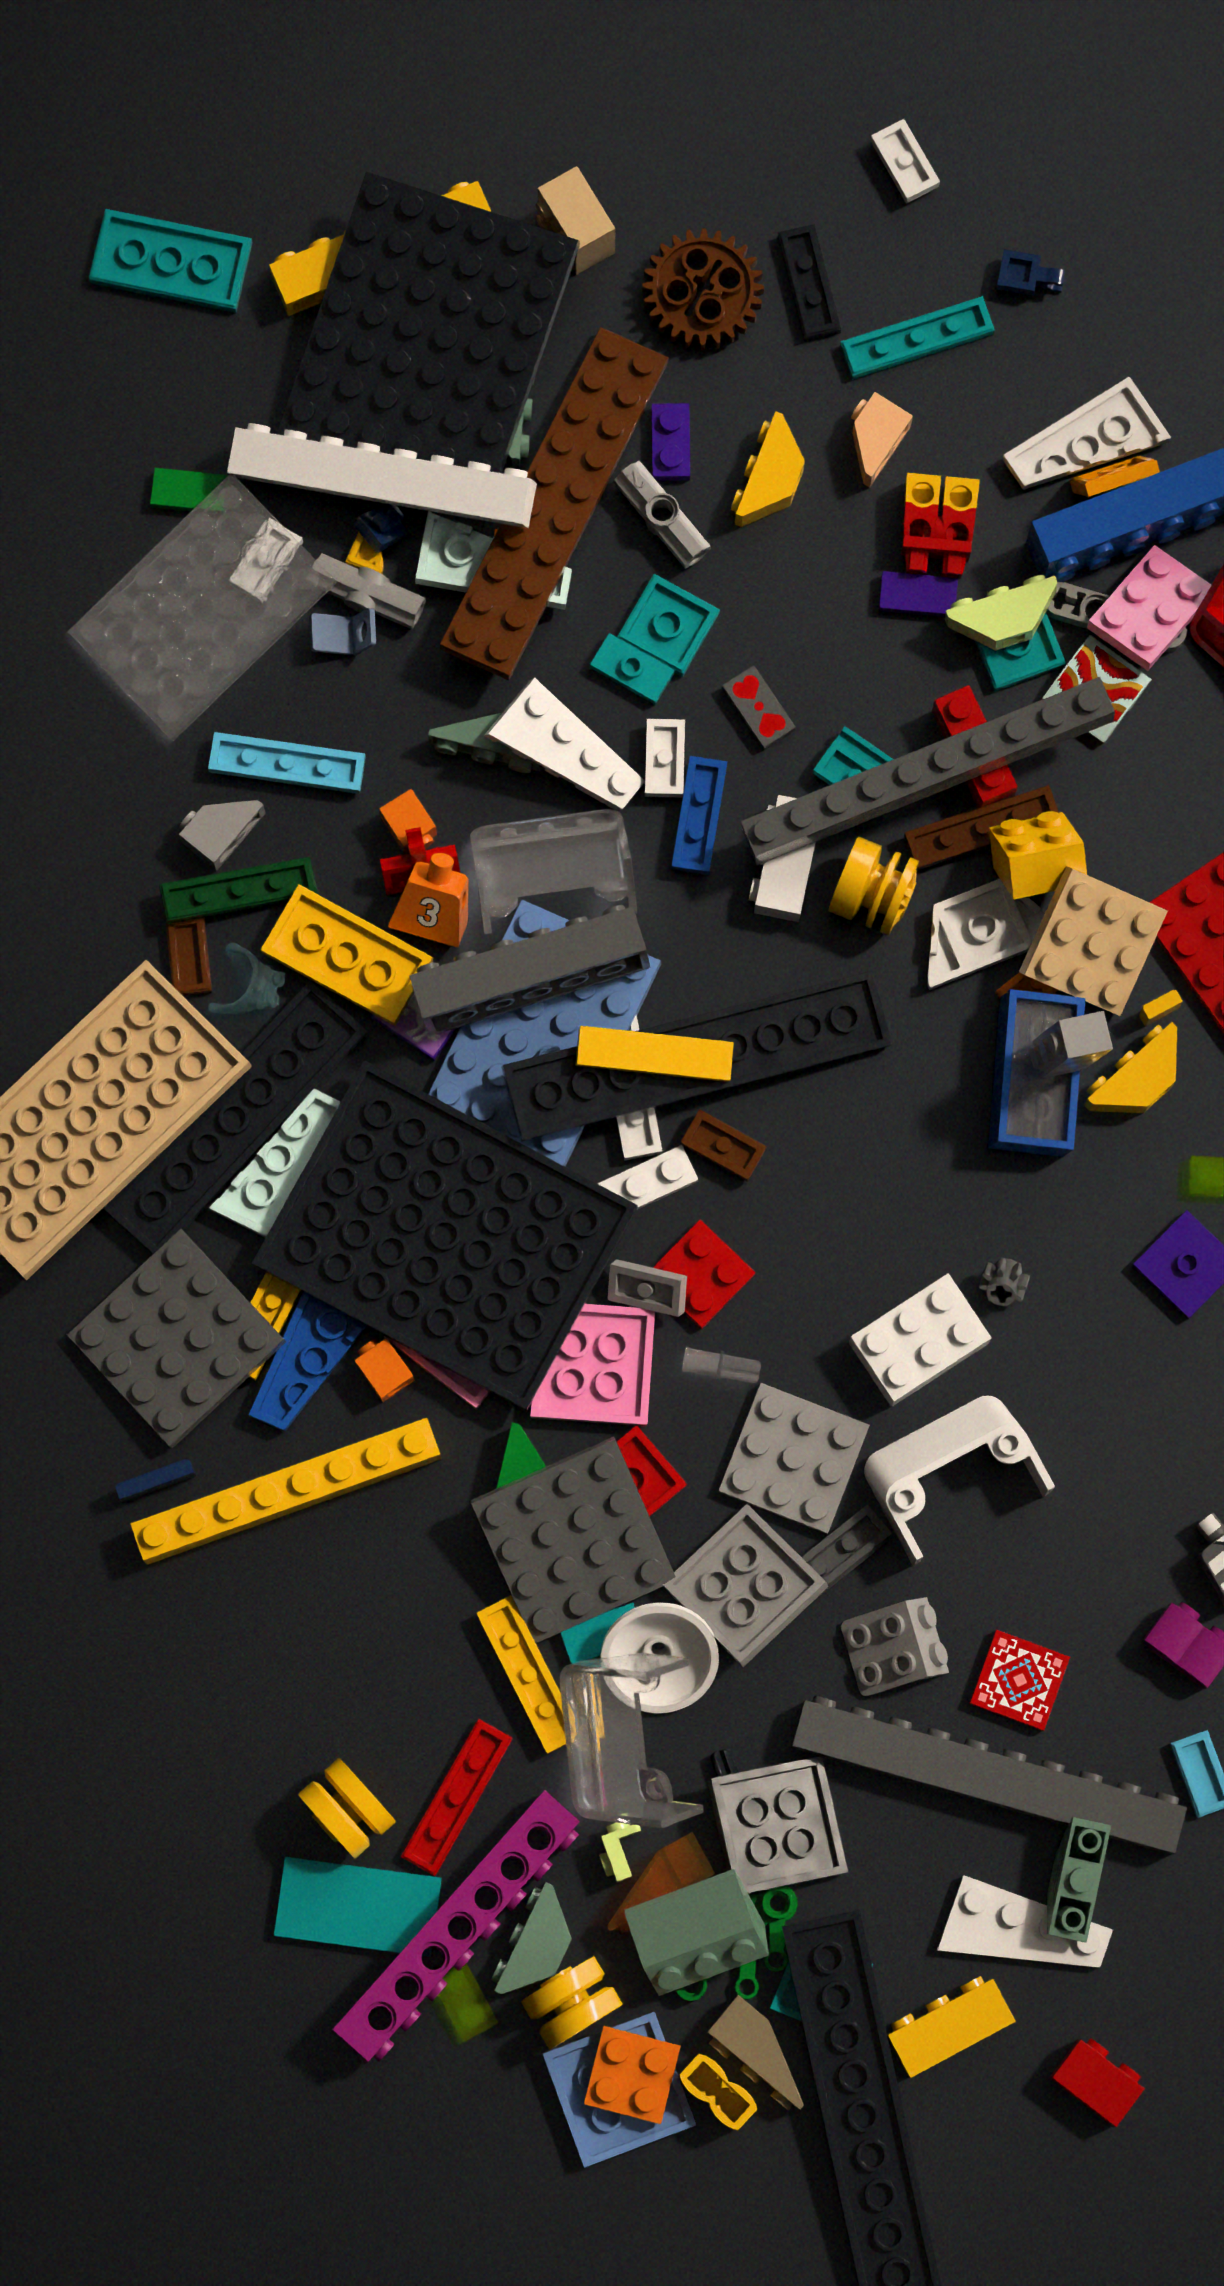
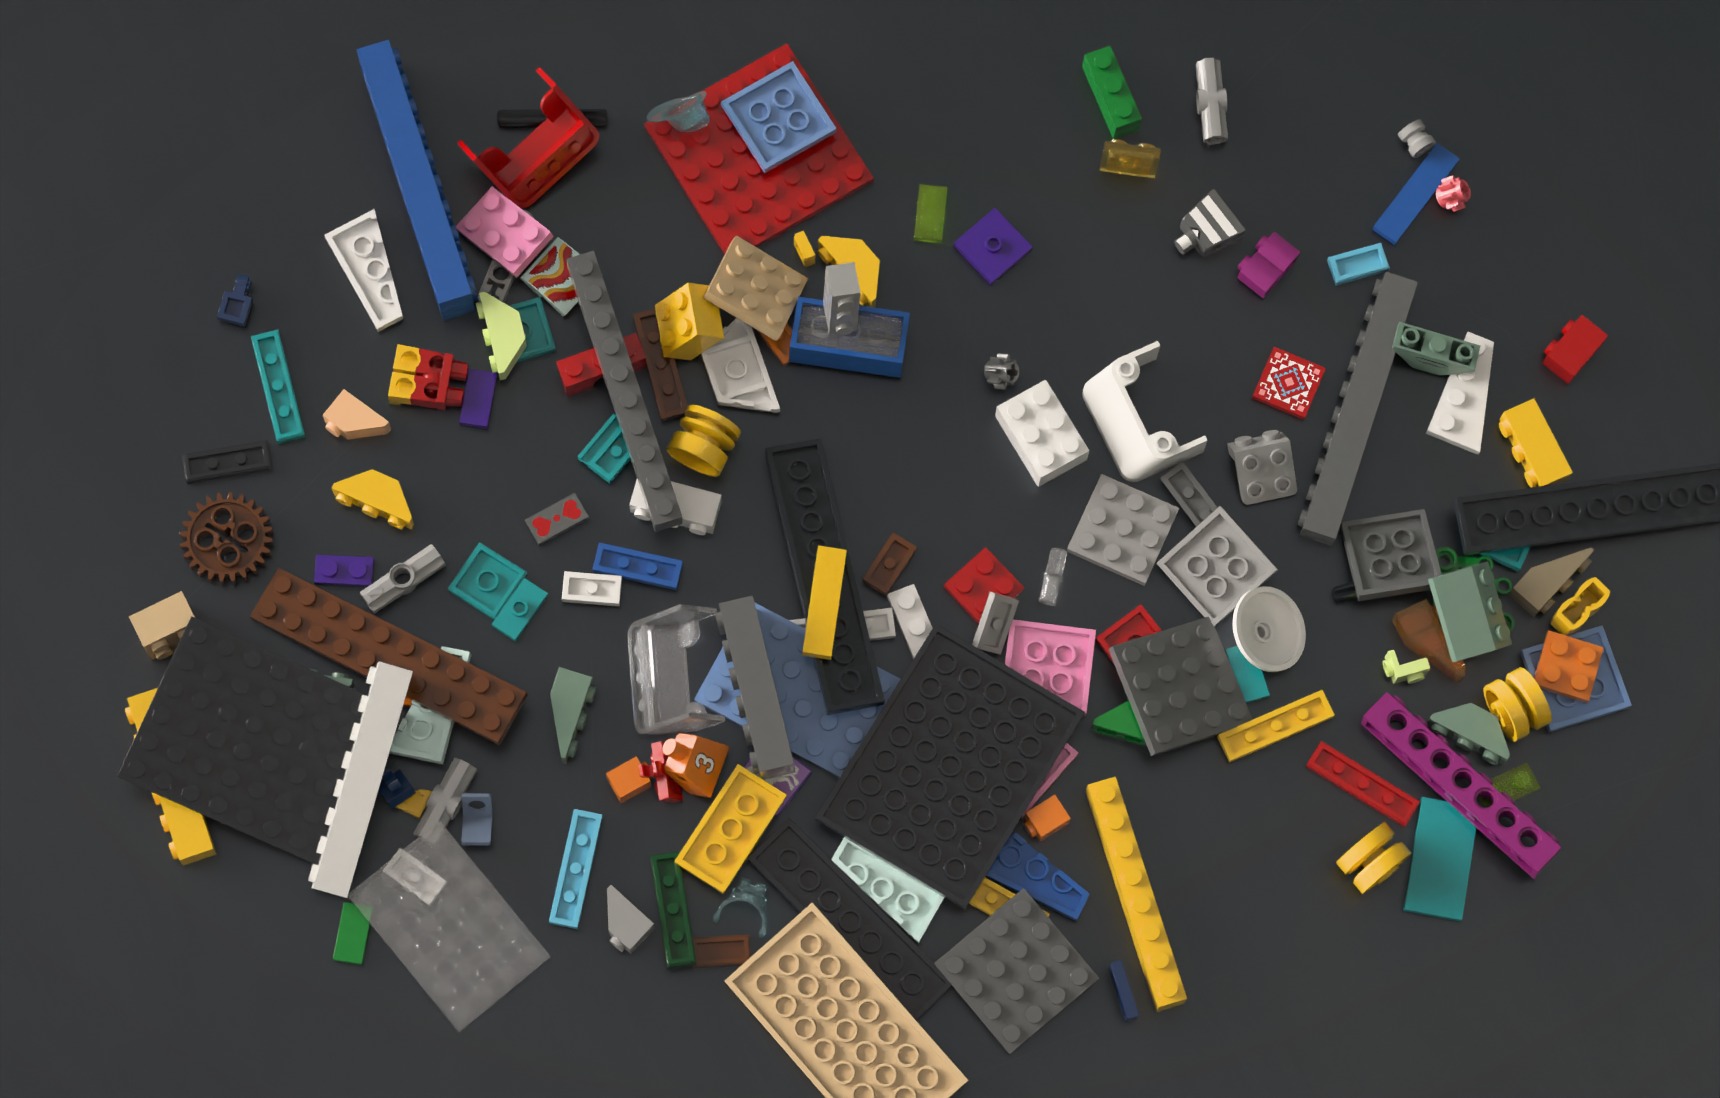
camera: 90 degrees left, 5 degrees down
(170, 260) = (164, 941): teal tile -> none
(553, 737) = (574, 664): white wing -> none
(608, 1741) = (1331, 671): clear windscreen -> none
(905, 161) = (138, 384): white plate -> none
(1114, 476) = (403, 248): light orange tile -> none

